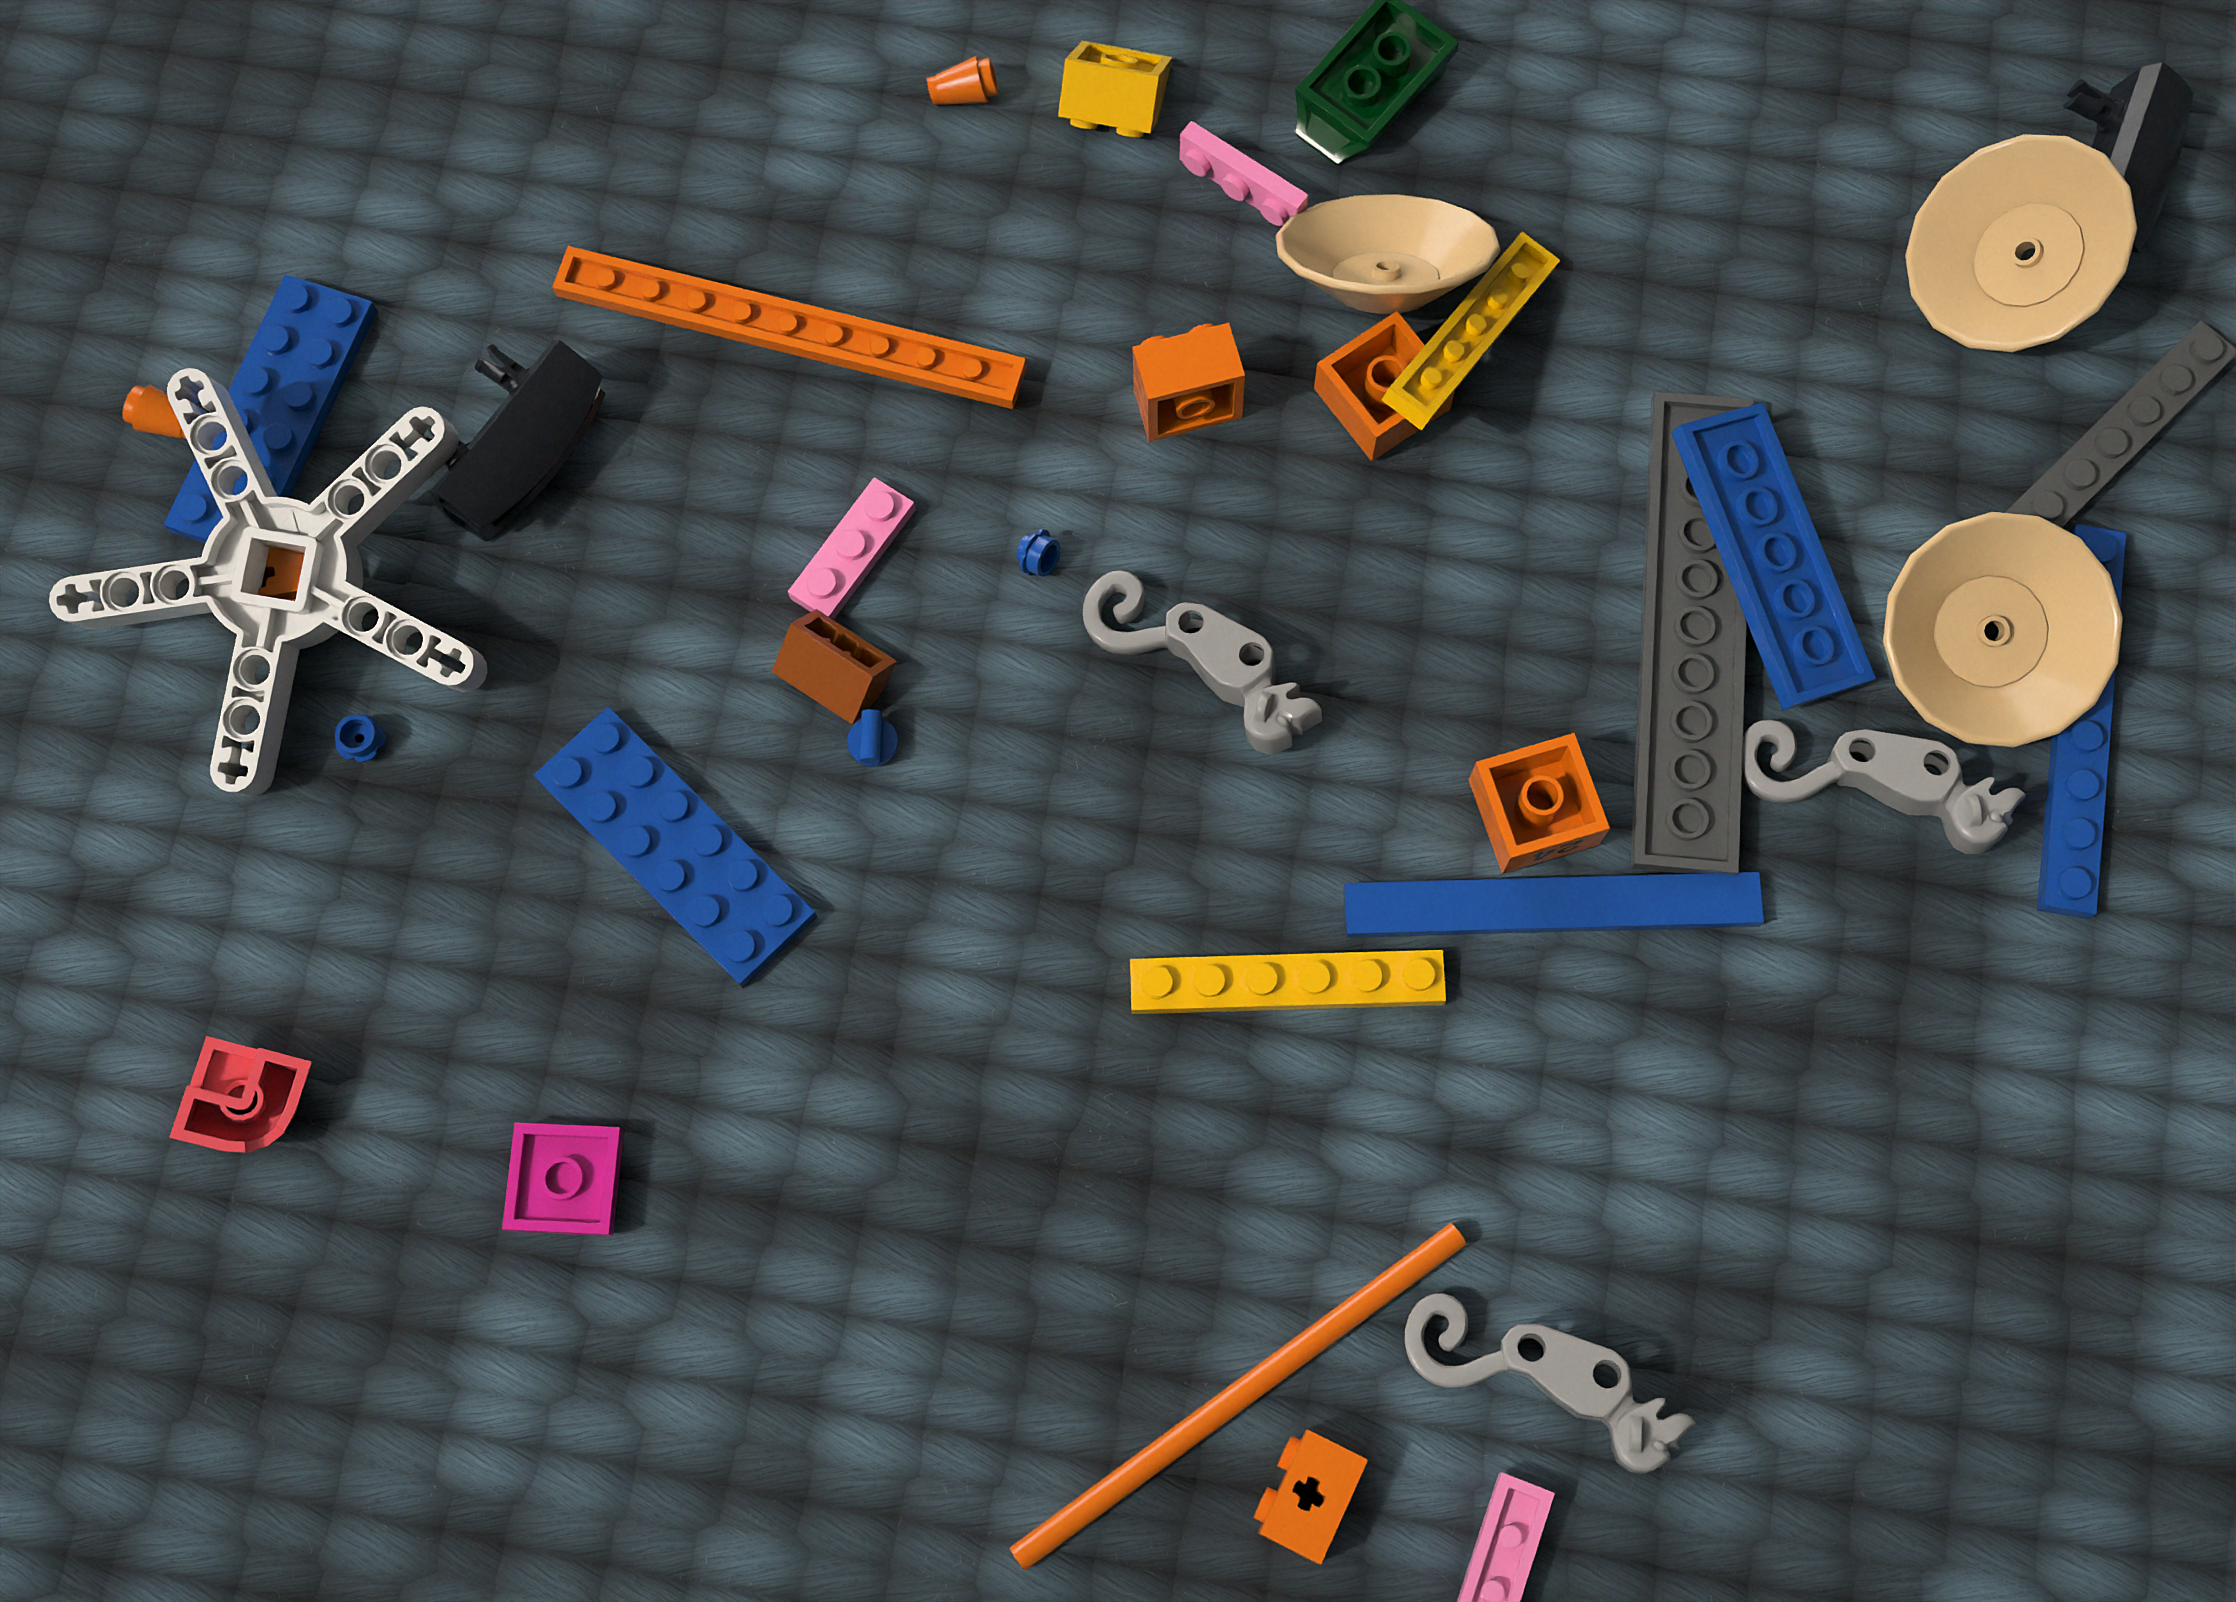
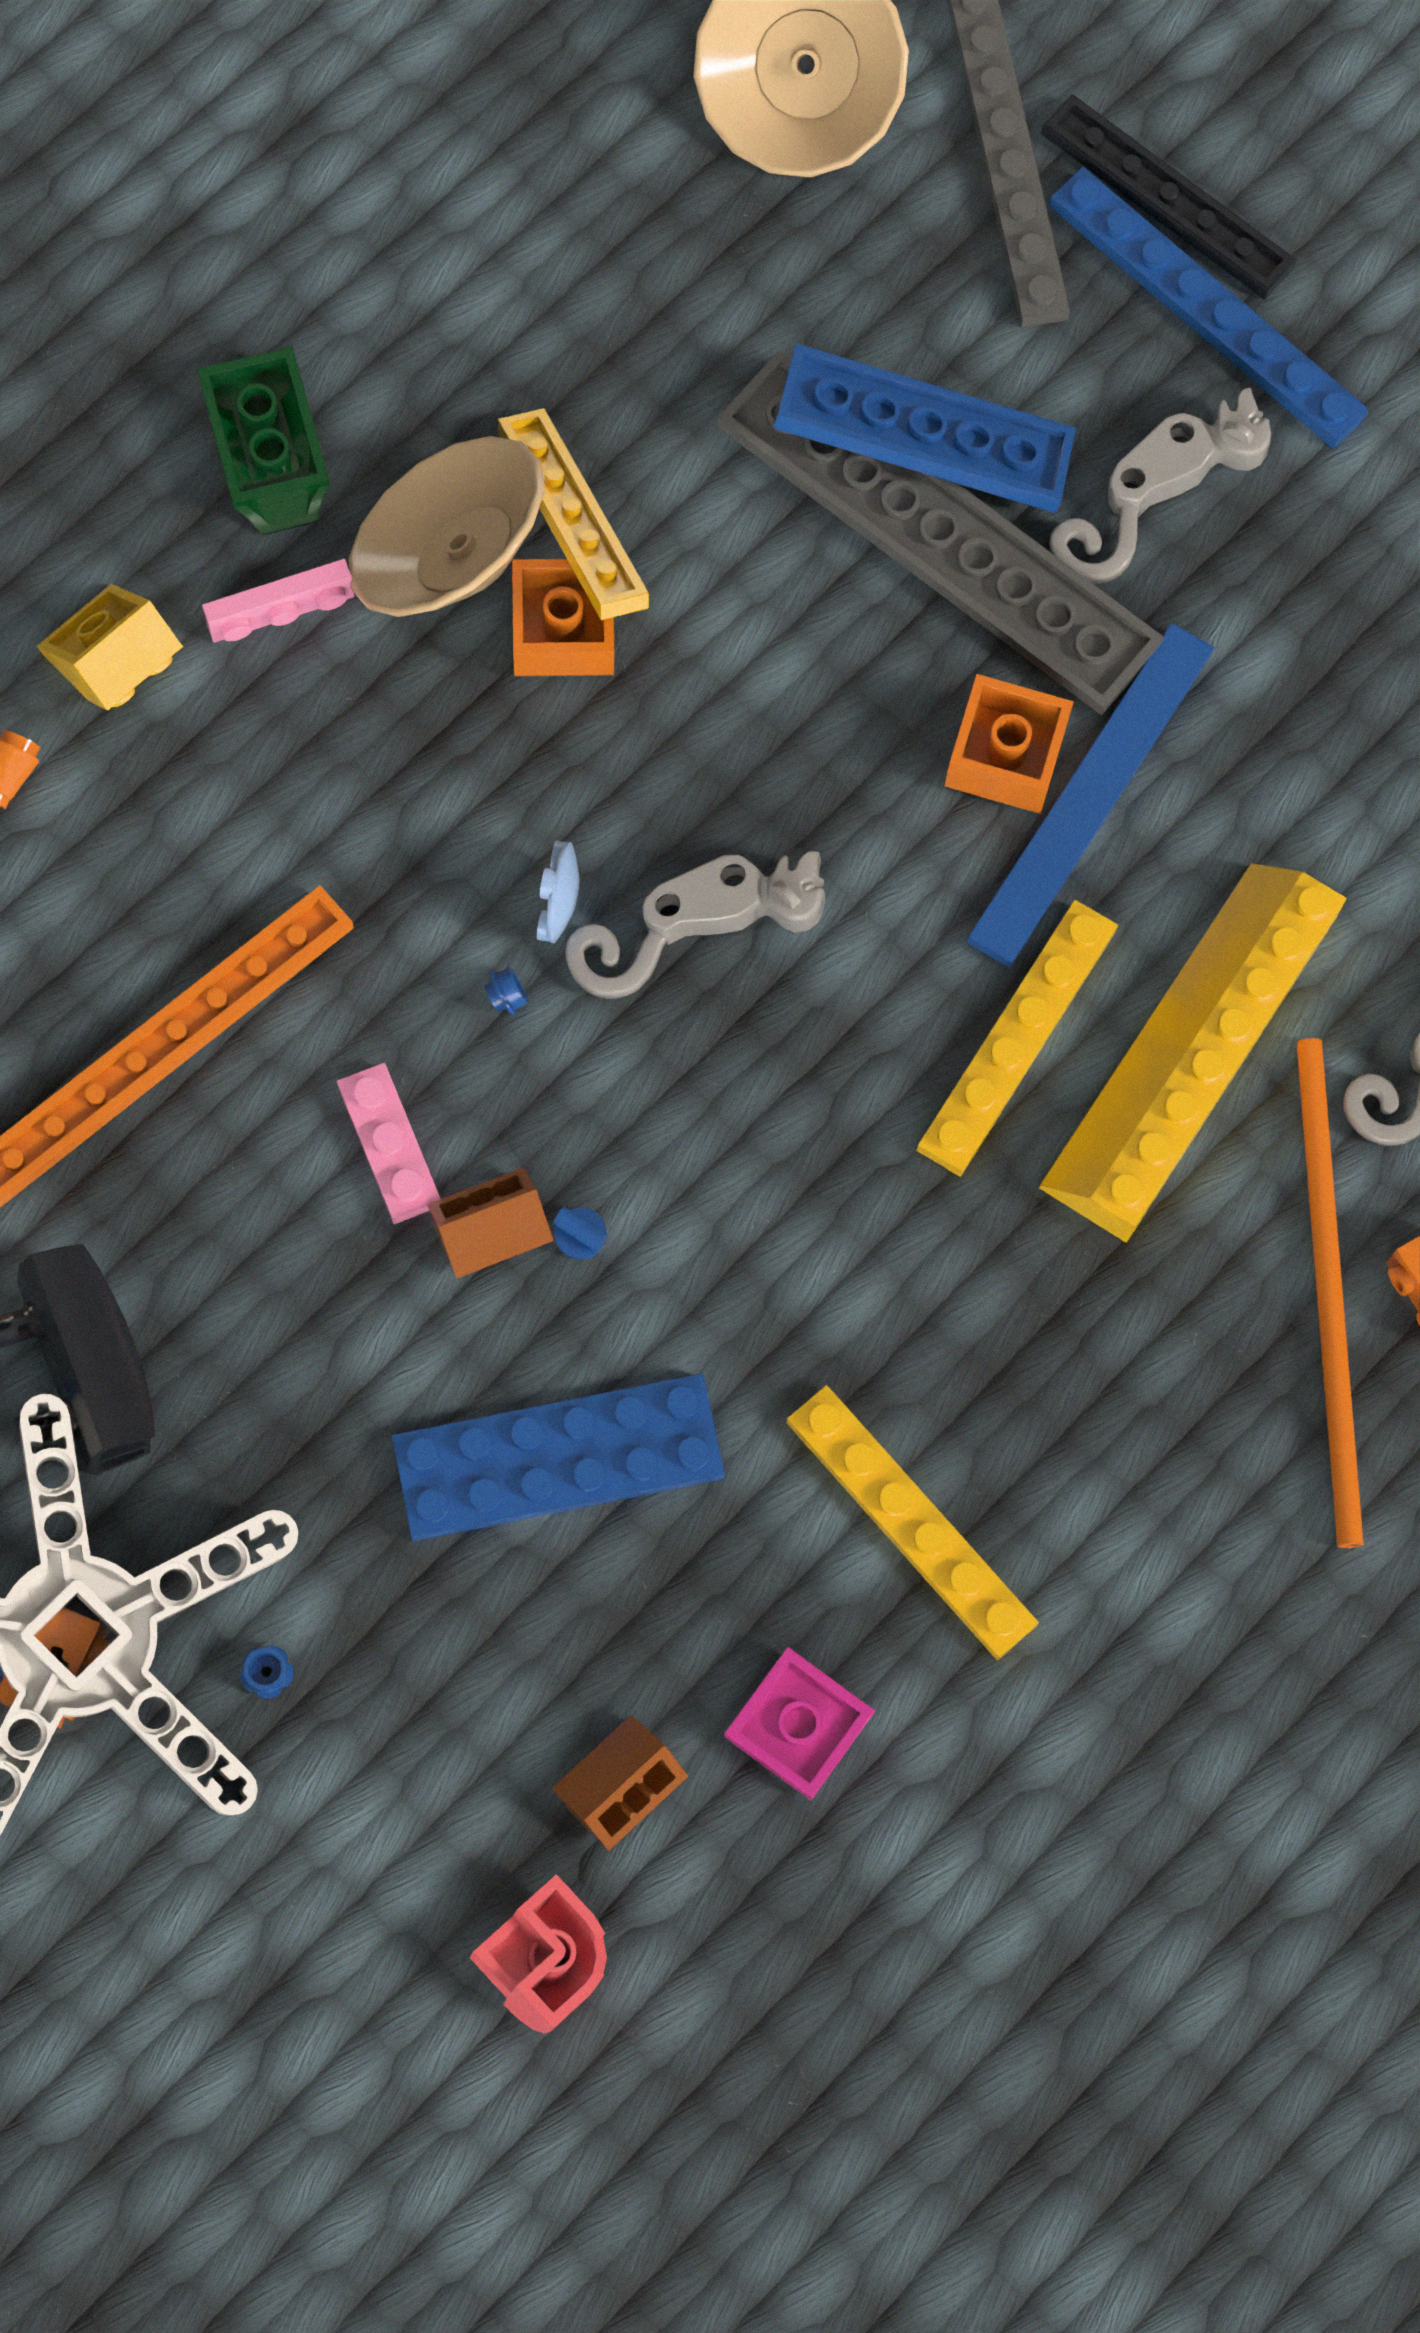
camera: 65 degrees left, 0 degrees up
(427, 1066) = (620, 1782): none -> dark orange brick
(797, 1166) = (912, 1522): none -> yellow plate
(1141, 531) = (561, 890): none -> light blue dish
(1188, 381) = (446, 765): orange brick -> none
(1383, 1135) = (1192, 1047): none -> yellow slope
(2052, 619) = (1142, 284): tan dish -> none
(2159, 623) = (1168, 196): none -> black tile

